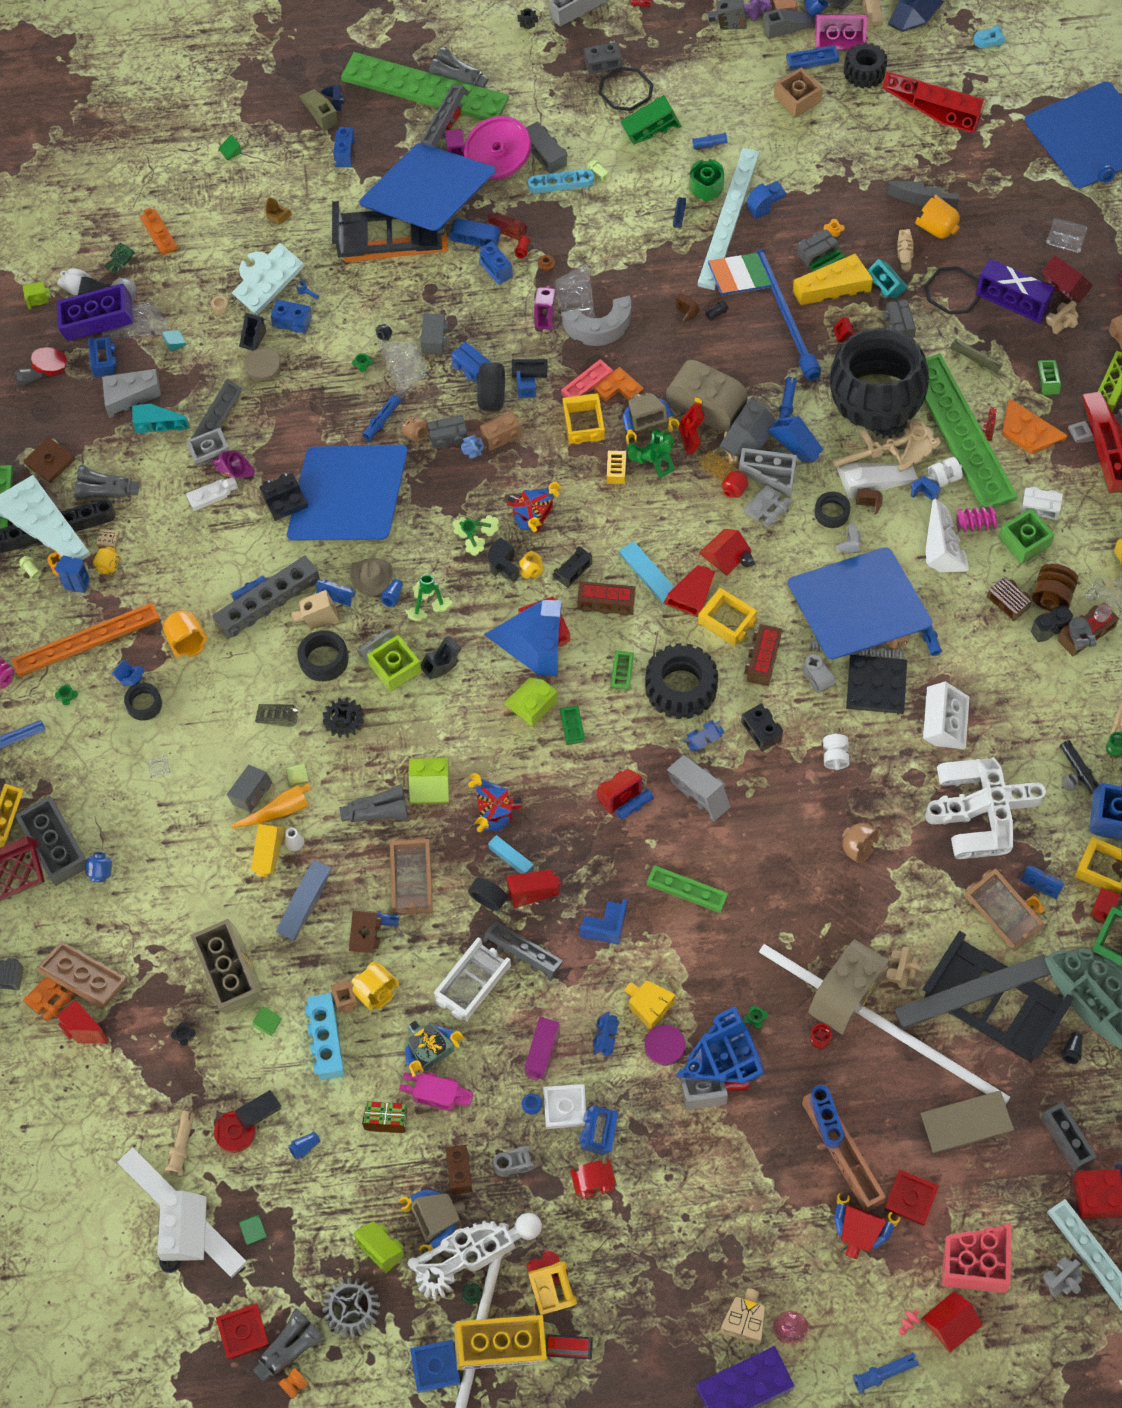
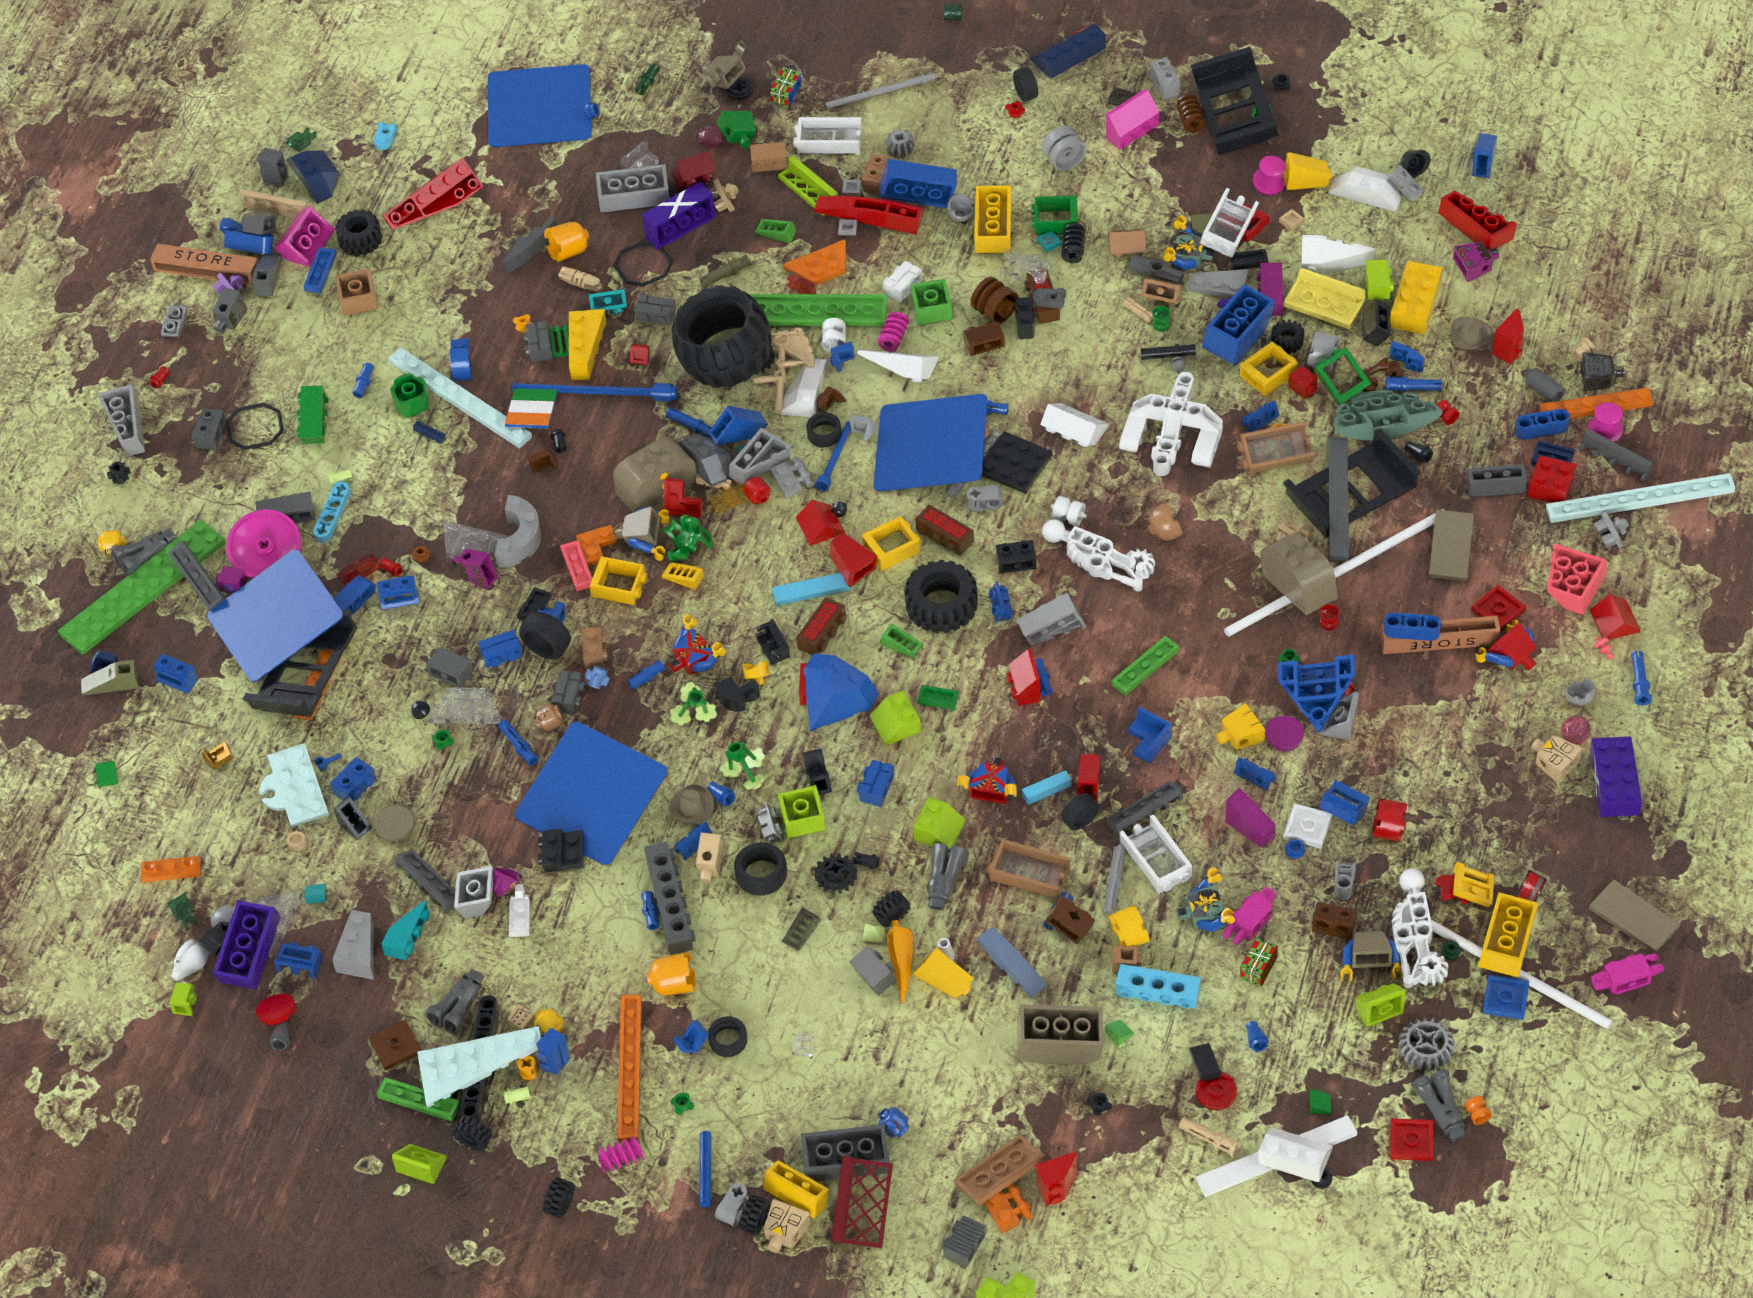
camera: 65 degrees left, 10 degrees down
(318, 776) = (891, 908): none -> black tyre
(369, 737) = (870, 861): none -> black pin
(431, 954) = (1114, 880): none -> light grey axle
(454, 711) = (876, 783): none -> blue brick
(457, 45) = (109, 539): none -> yellow head
(493, 483) = (646, 674): none -> blue pin
(773, 533) = (824, 481): none -> blue piece
(791, 789) = (1100, 553): none -> white arm
(835, 1315) = (1580, 693): none -> light grey hair
(1027, 241) = (632, 188): none -> light grey brick

